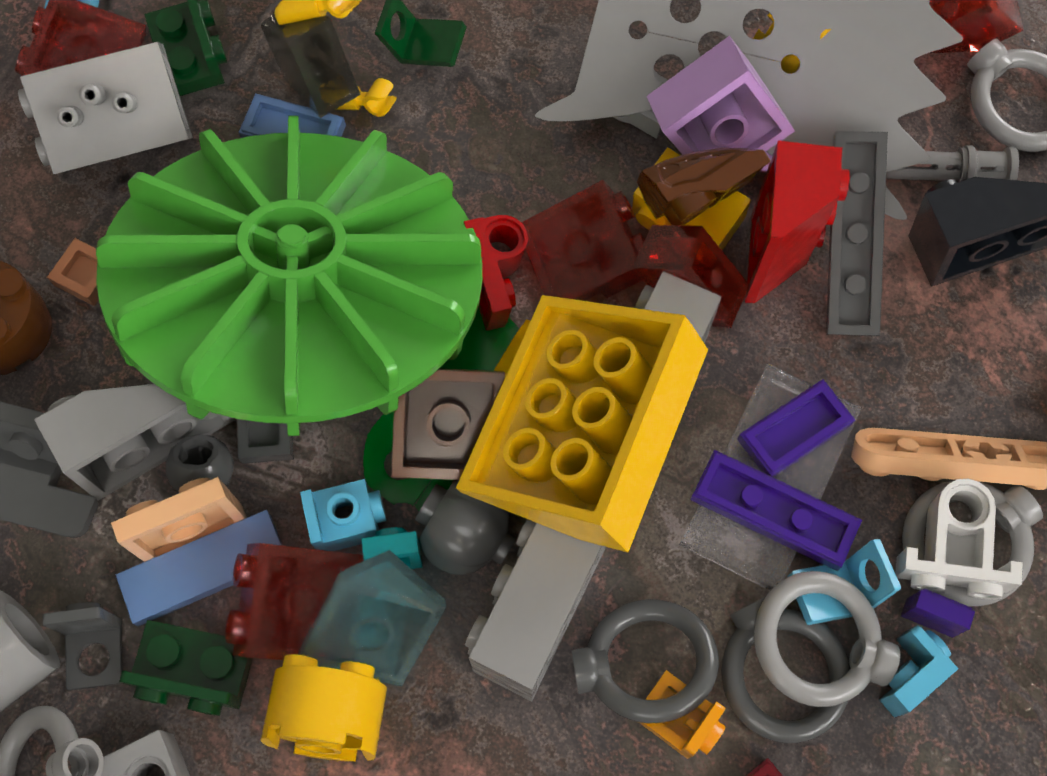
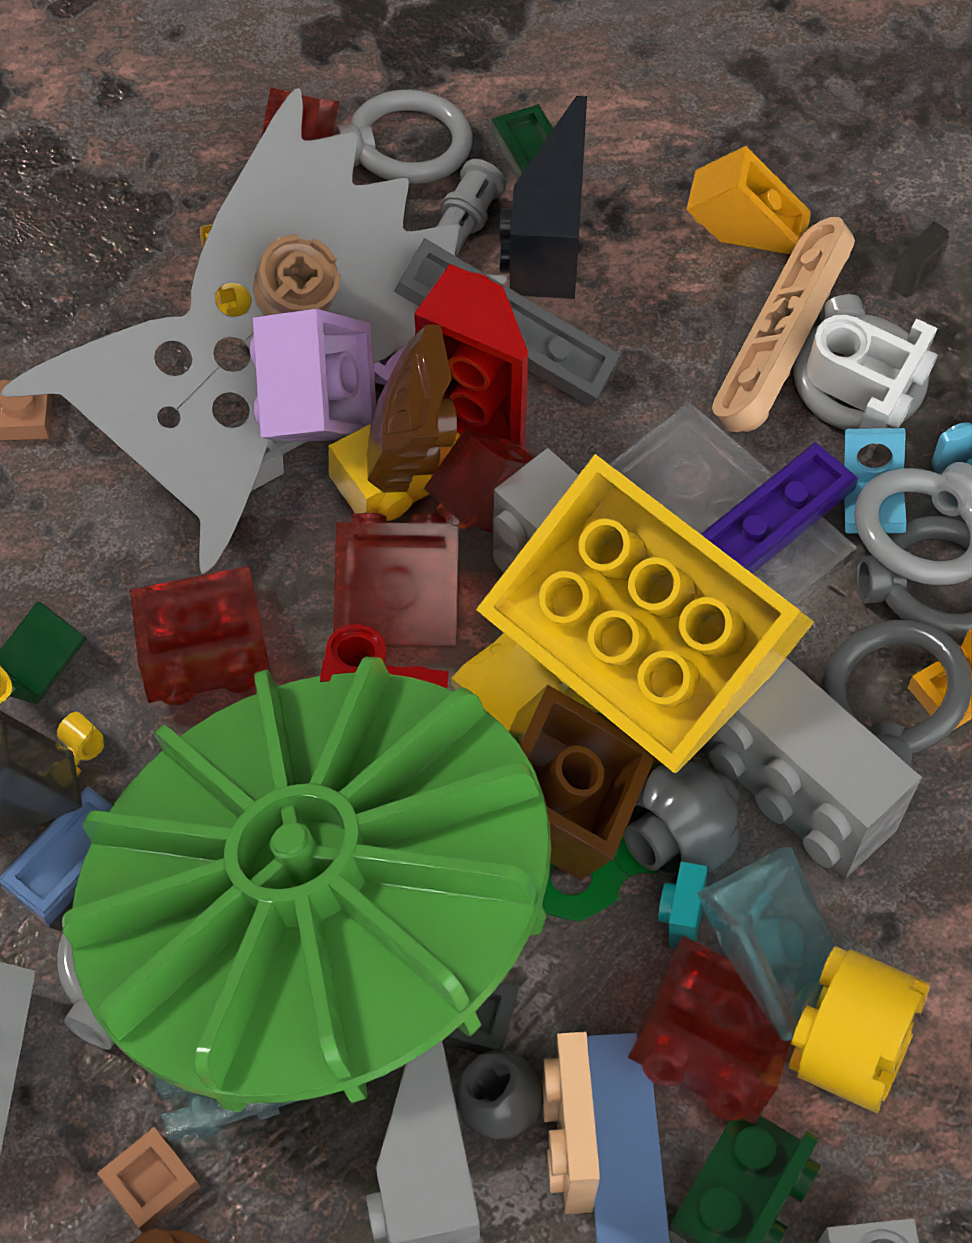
camera: 70 degrees left, 10 degrees down
(333, 533) = (617, 969): medium azure brick -> none
(483, 134) = (198, 635): none -> clear red plate
(792, 56) = (295, 276): none -> medium nougat wheel
(796, 429) = (694, 464): dark purple tile -> none
(938, 613) = (928, 419): dark purple tile -> none

